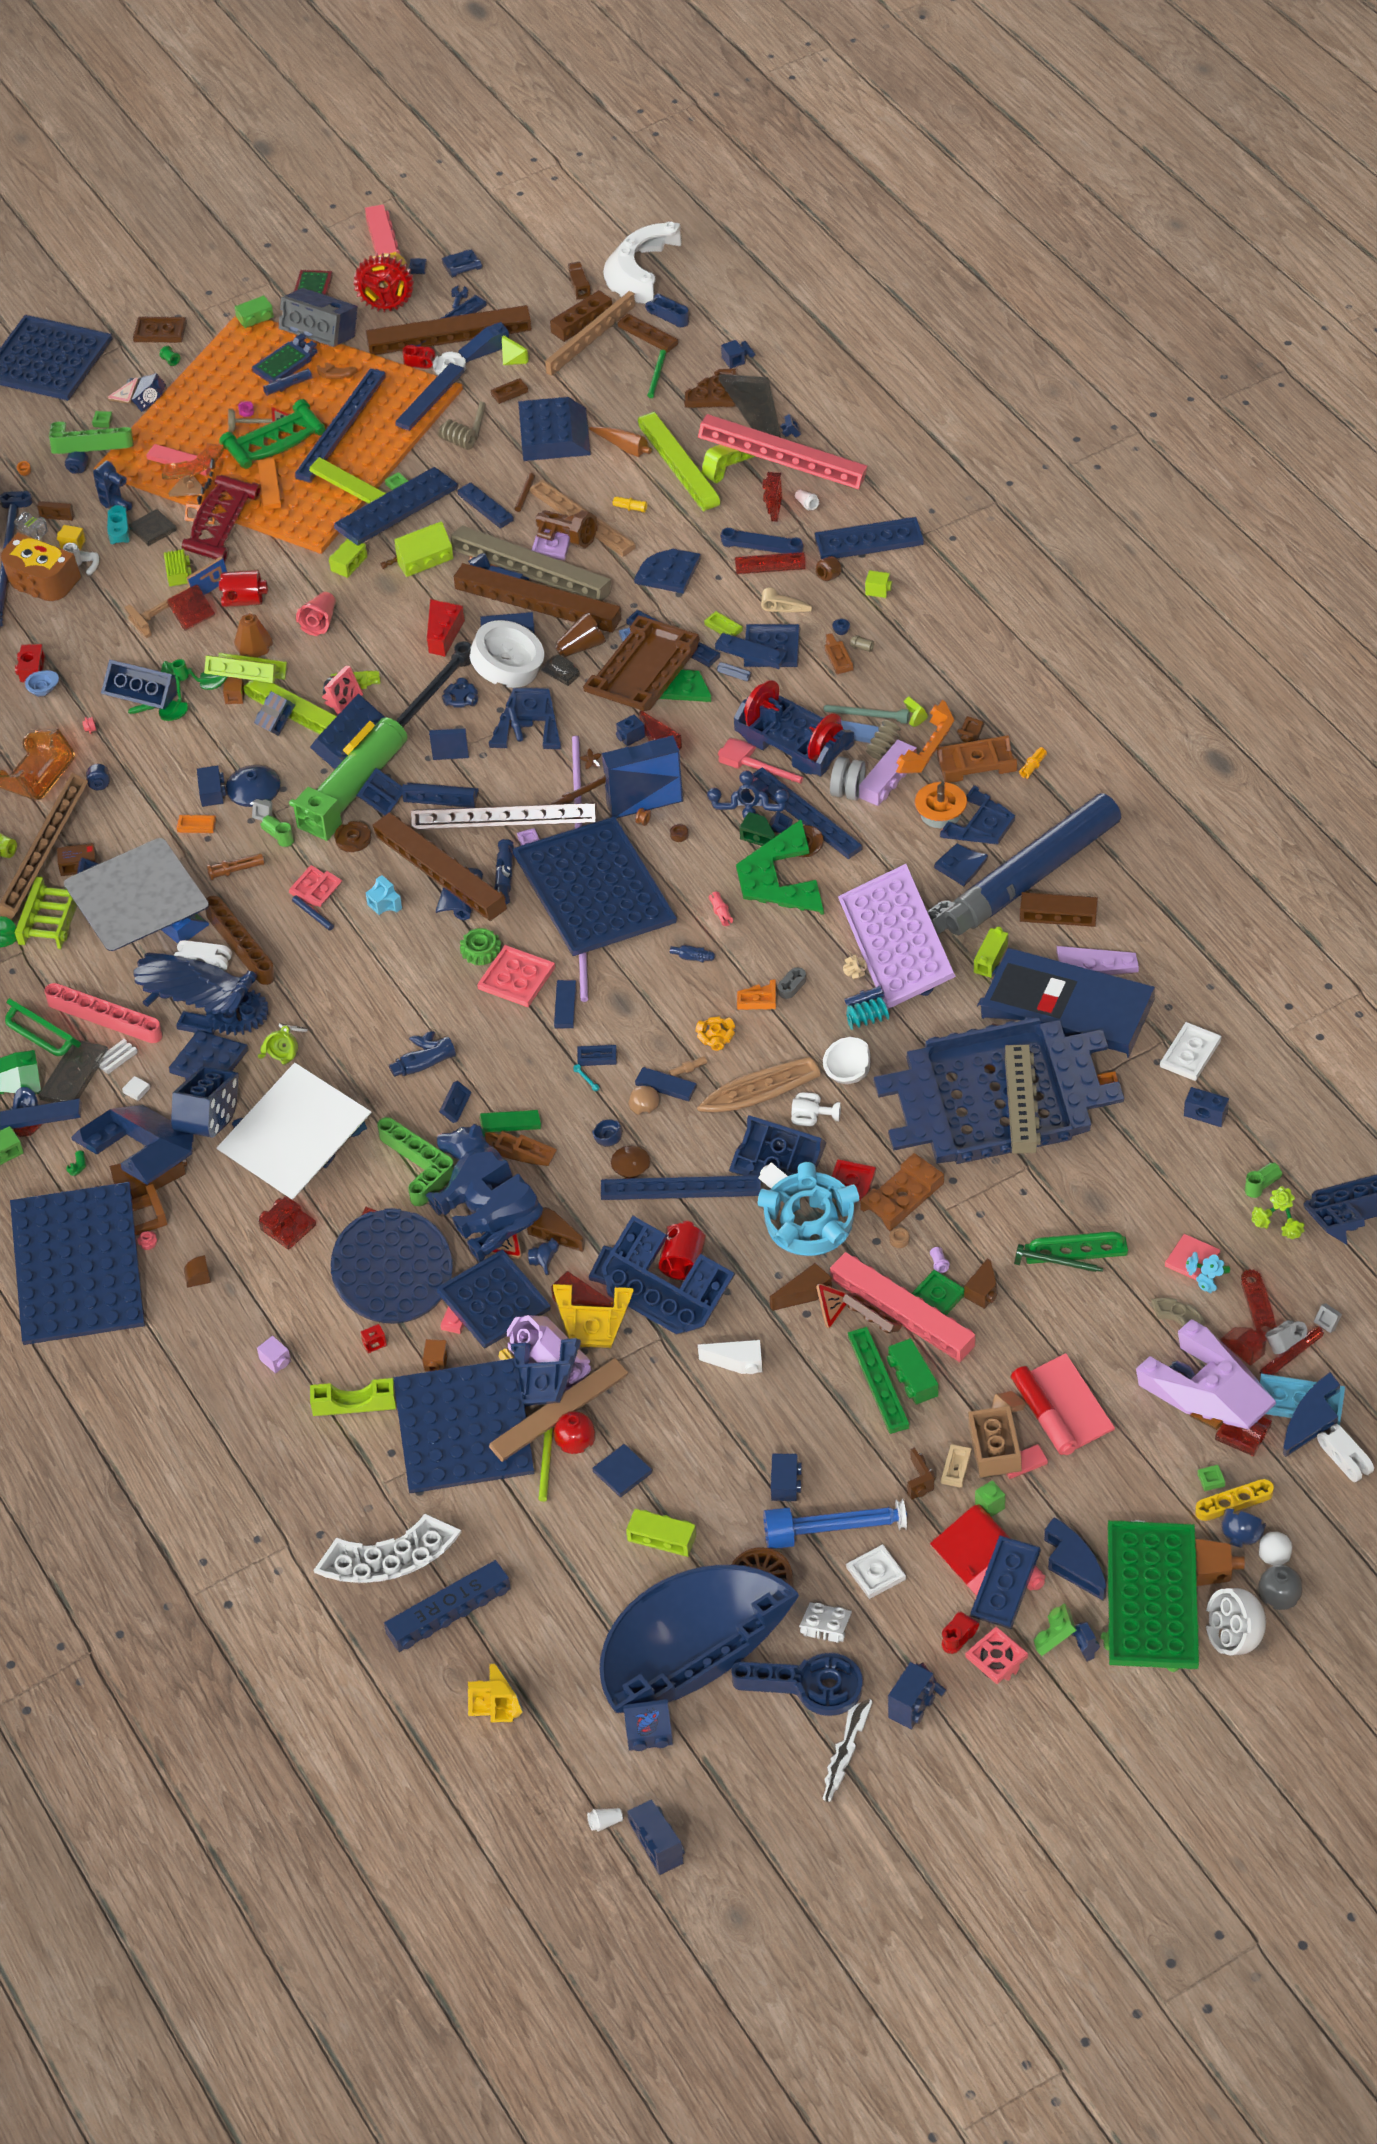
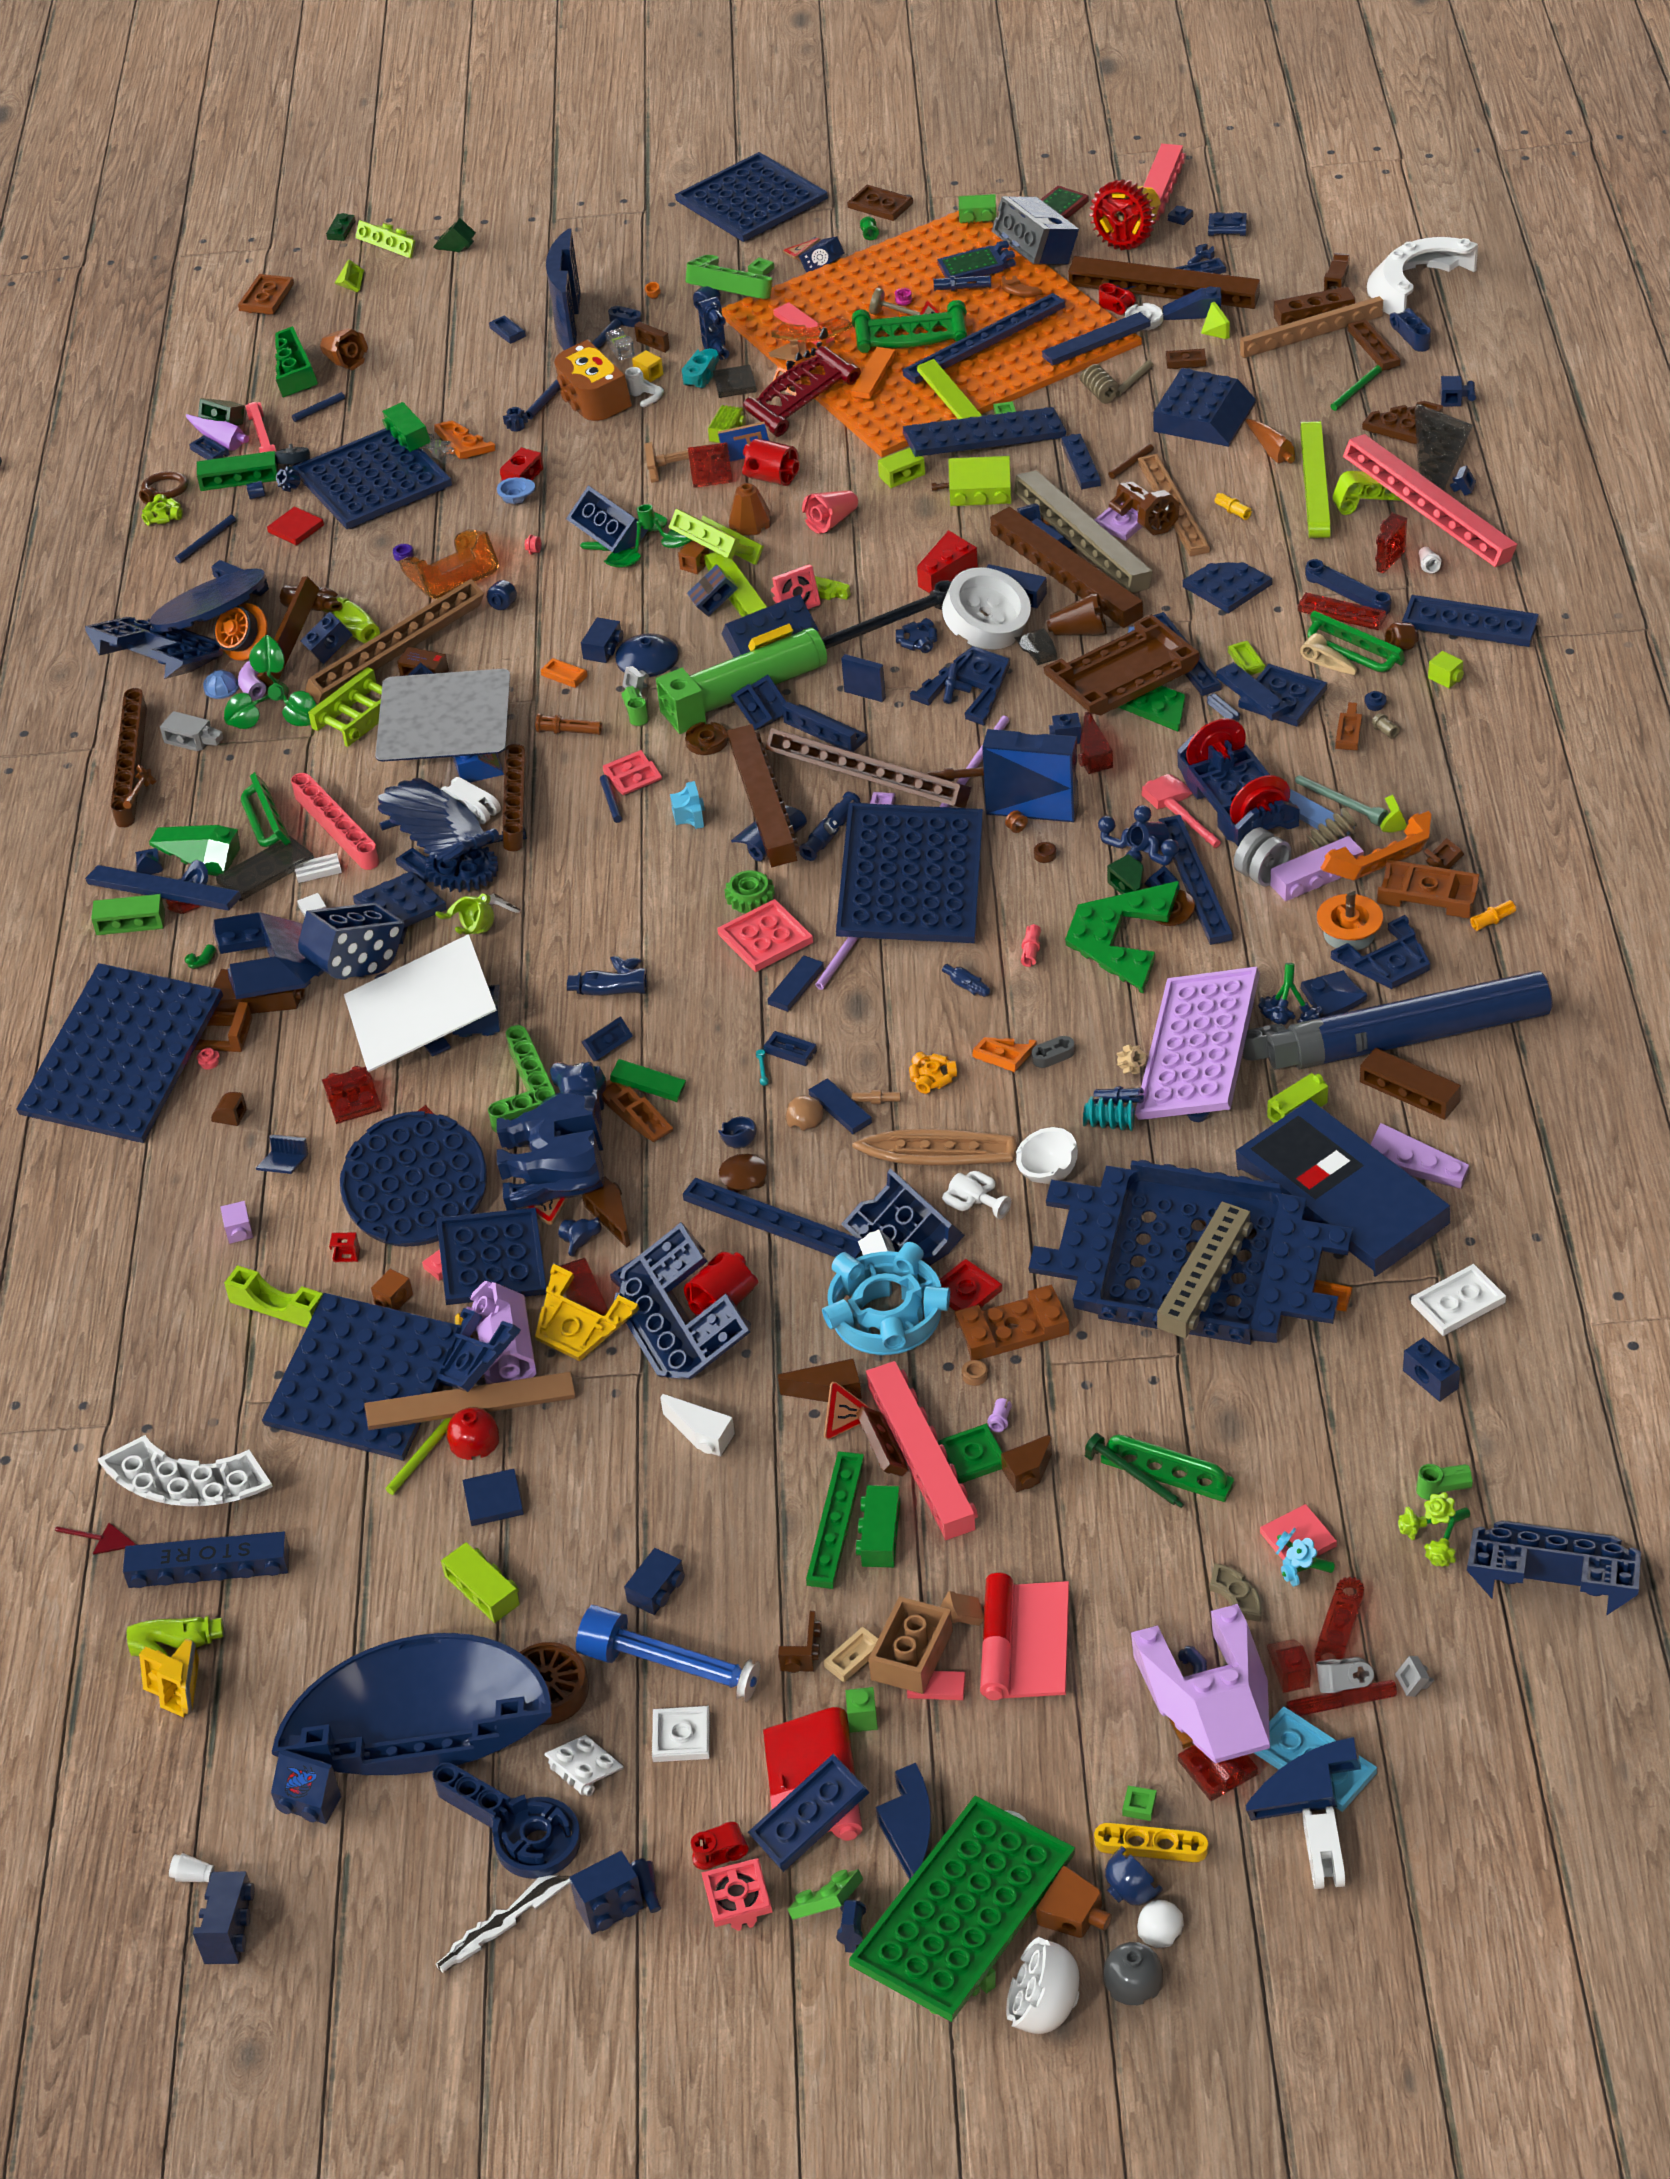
camera: 30 degrees right, 5 degrees down
(270, 1289) = (285, 1154): none -> dark blue piece
(357, 1624) = (109, 1541): none -> dark red piece
(466, 1665) = (172, 1633): none -> lime piece
(801, 581) = (1358, 638): none -> green piece
(942, 893) = (1276, 1008): none -> dark blue plant

